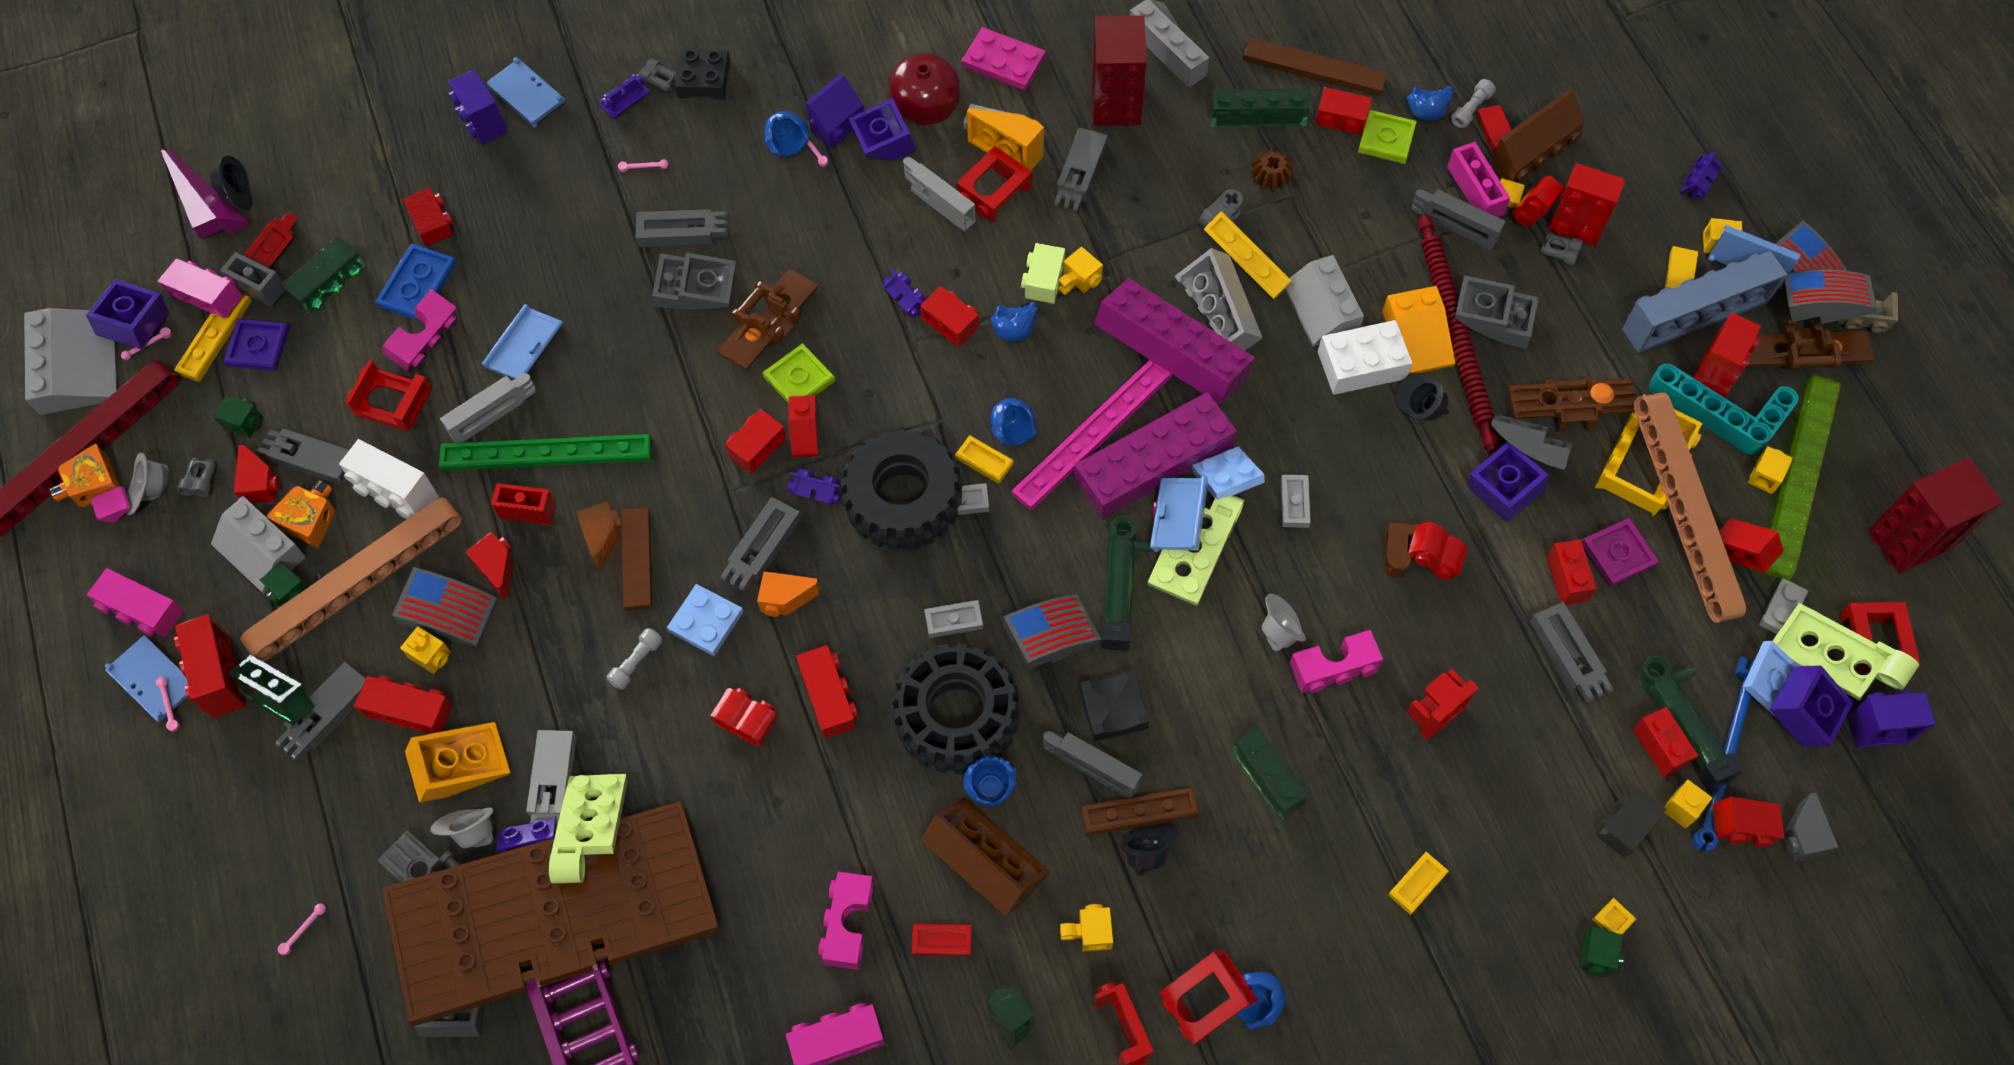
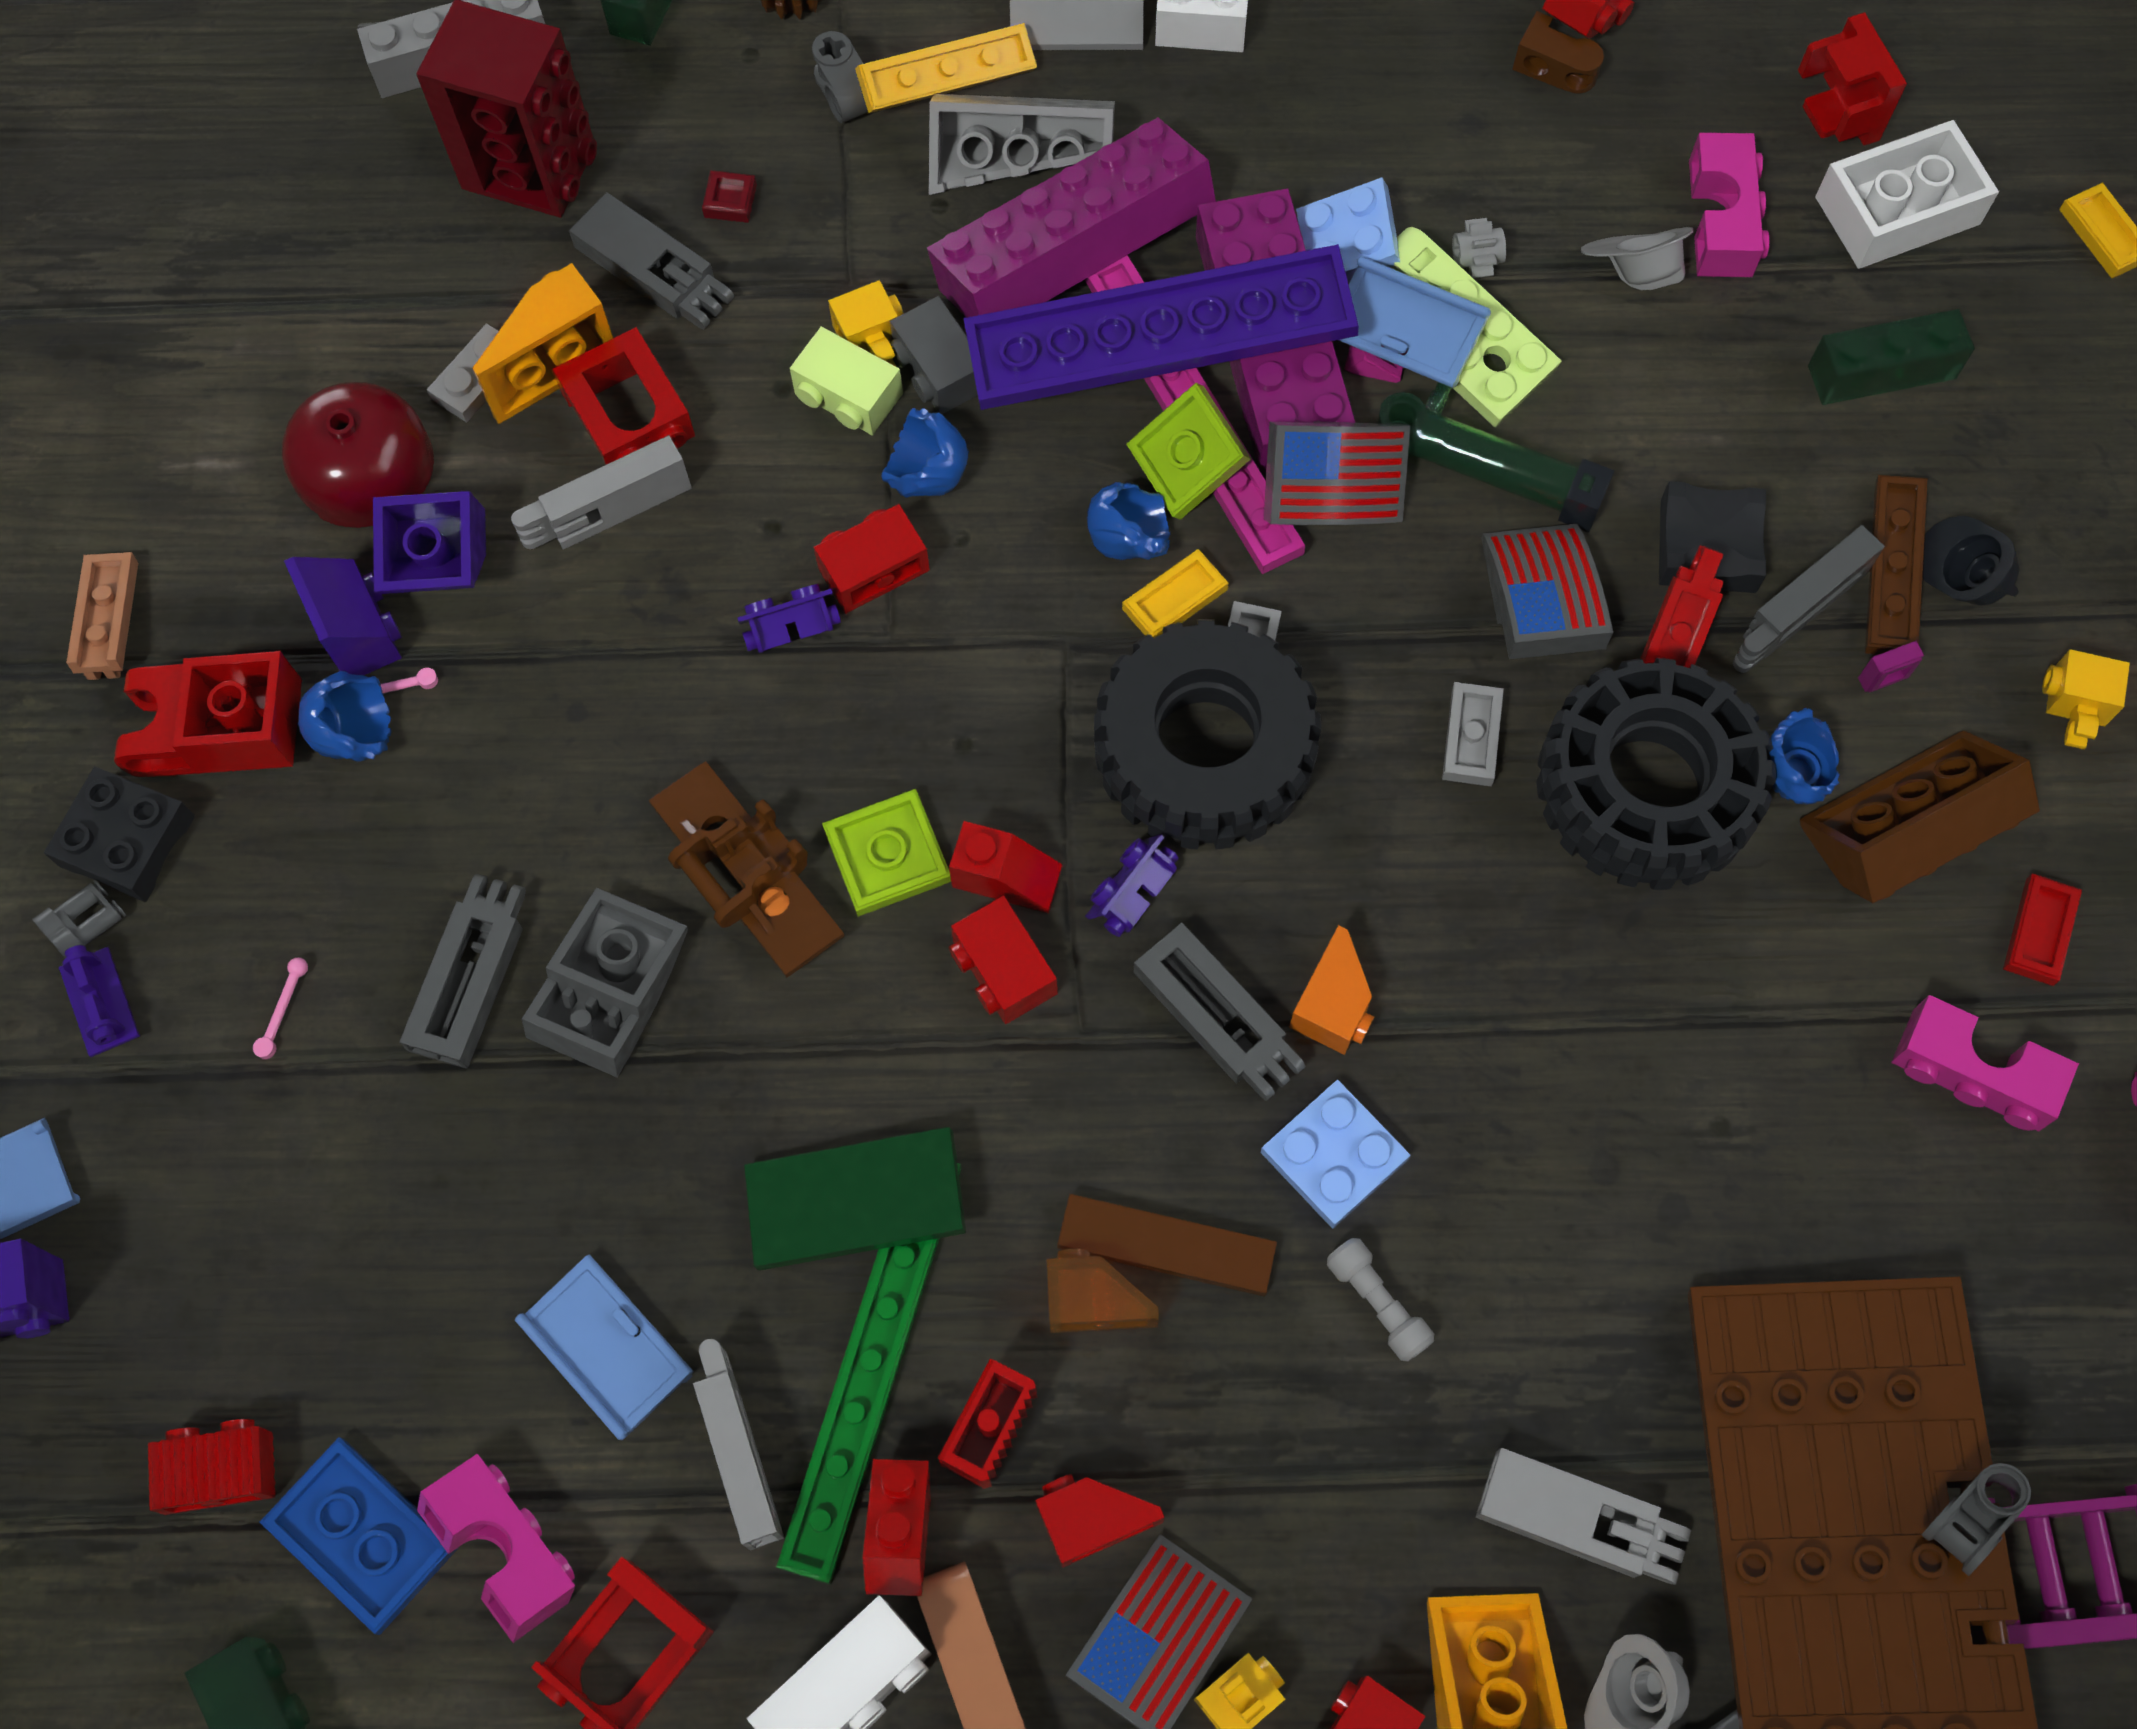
camera: 70 degrees left, 5 degrees up
(465, 479) = (897, 1527): none -> red brick
(523, 835) = (1689, 1584): dark purple hinge -> none
(567, 854) = (1779, 1501): yellowish green hinge -> none
(577, 945) = (1974, 1525): none -> dark grey piece
(618, 417) = (854, 1199): none -> dark green tile
(744, 716) = (1557, 1131): red brick -> none
(768, 84) = (213, 715): none -> red brick
(806, 26) = (102, 615): none -> nougat hinge
(827, 691) = (1551, 978): red brick -> none
(1003, 58) = (349, 308): dark pink plate -> none
(1054, 700) = (1687, 611): none -> red hinge
(1063, 435) = (1188, 451): none -> lime tile
(1069, 819) = (1891, 667): none -> magenta tile
(1071, 504) = (1336, 473): none -> slope
(1075, 308) = (935, 354): none -> dark grey brick
(1119, 394) = (1160, 327): none -> dark purple plate
(1134, 190) = (729, 196): none -> dark red tile
(1249, 540) = (1479, 247): none -> light grey gear
(1295, 501) = (1425, 163): light grey plate -> none
(1381, 754) = (1906, 194): none -> white brick

